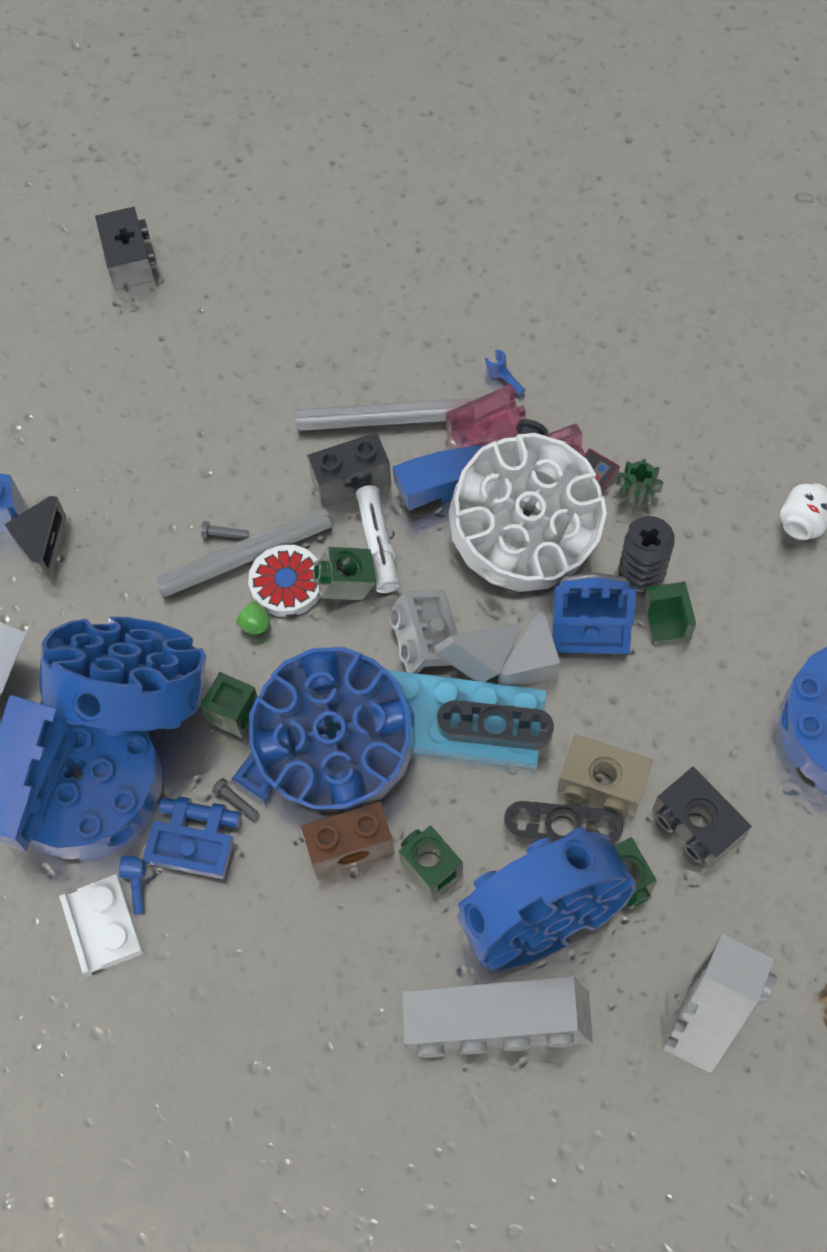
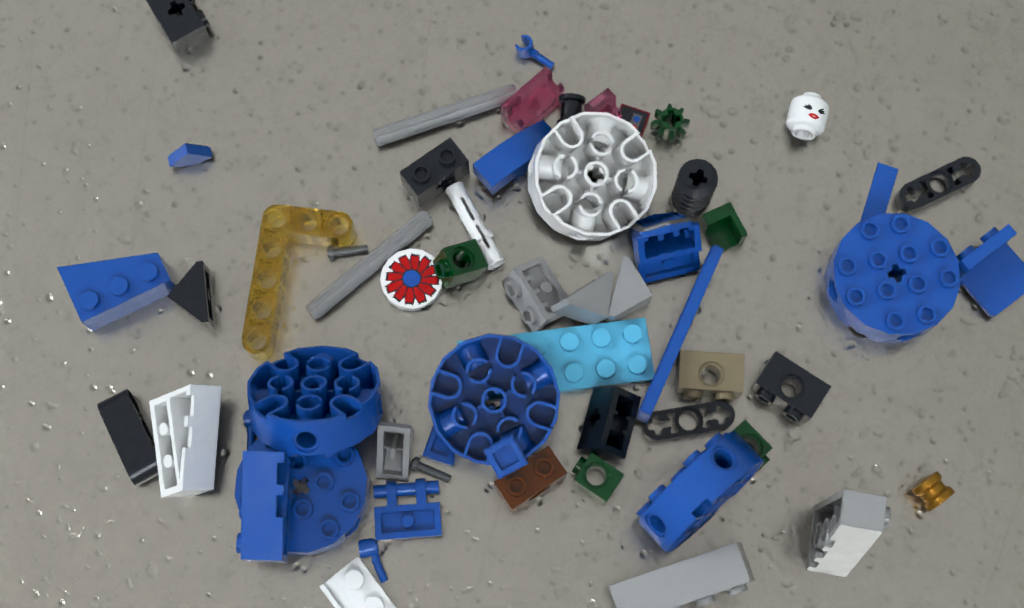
camera: 20 degrees left, 10 degrees up
(86, 389) = (189, 155): none -> blue tile
(141, 527) = (278, 266): none -> clear yellow beam
(200, 761) = (394, 450): none -> light grey slope
(229, 704) = (404, 397): dark green brick -> none
(253, 618) = (397, 320): bright green hinge -> none
(322, 797) = (505, 456): none -> blue tile
(464, 797) = (609, 422): none -> black brick
(508, 713) = (641, 362): black beam -> none
(579, 718) = (679, 334): none -> blue tile

